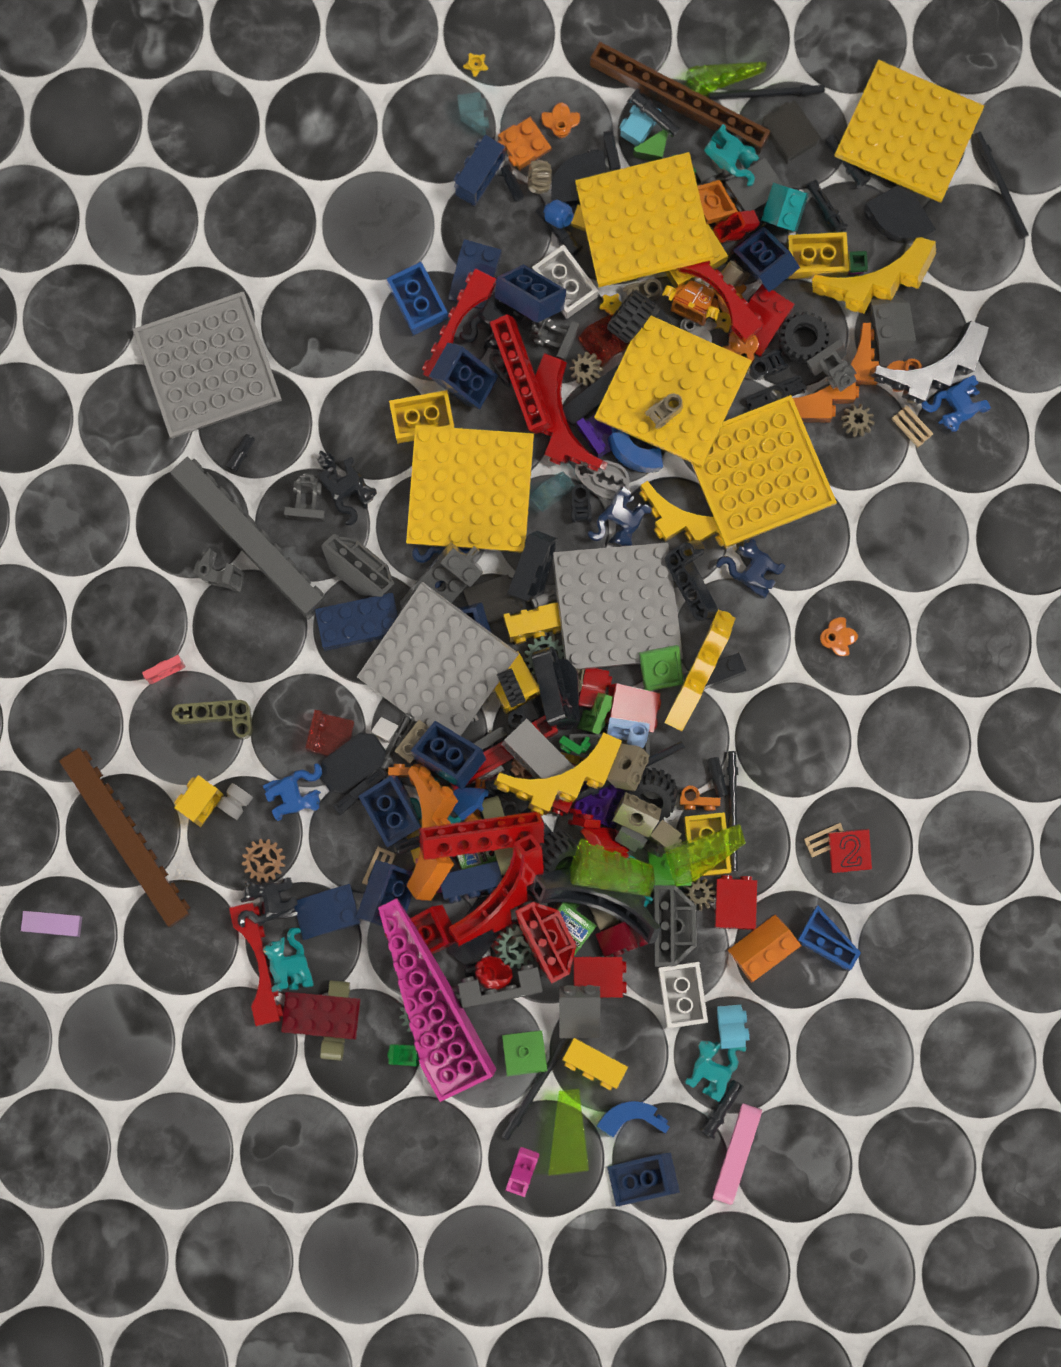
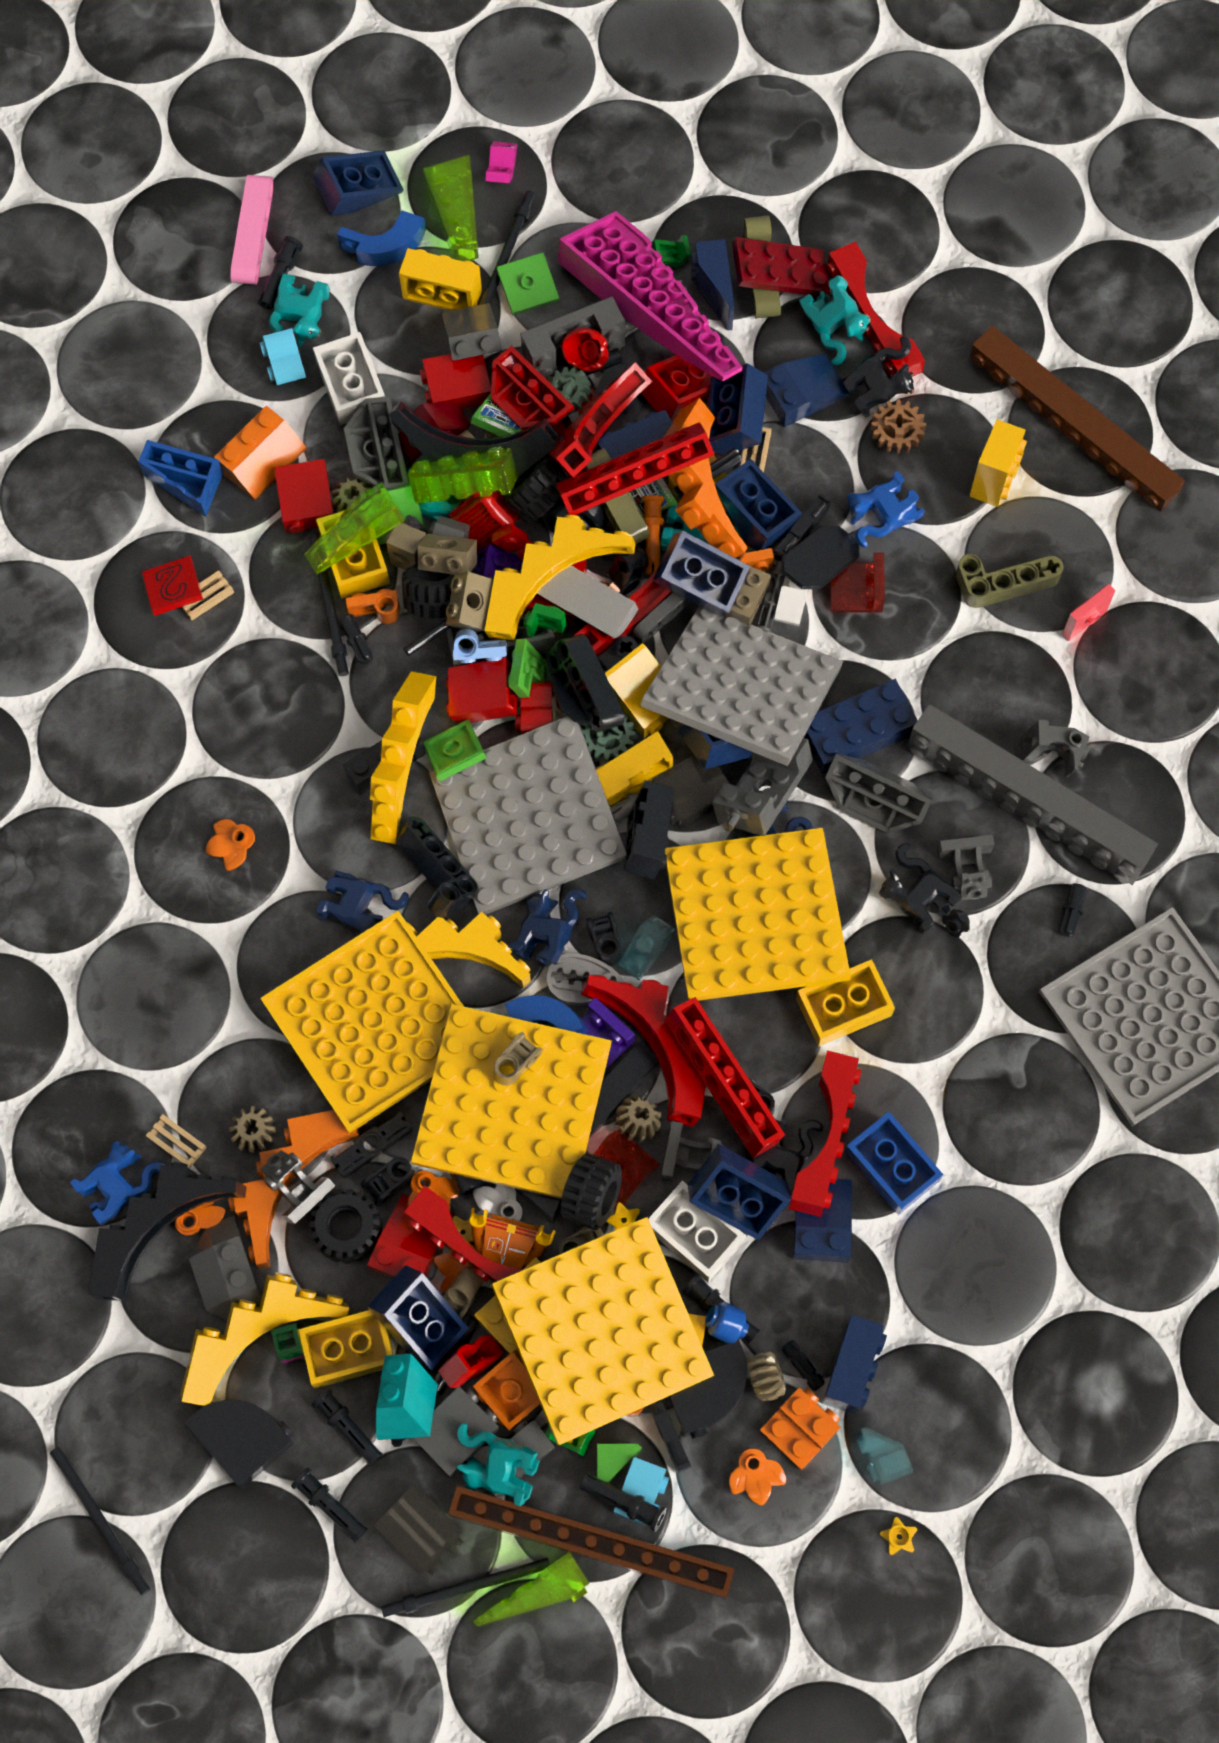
camera: 170 degrees right, 10 degrees down
(51, 923) = (1131, 306): lavender slope -> none
(234, 801) = (953, 482): light grey wheel -> none
(376, 1022) = (713, 278): none -> dark blue slope
(463, 375) = (802, 1061): dark blue brick -> none
(468, 801) = (662, 524): blue slope -> none
(511, 687) = (640, 659): black tyre -> none
(909, 131) = (245, 1568): yellow plate -> none

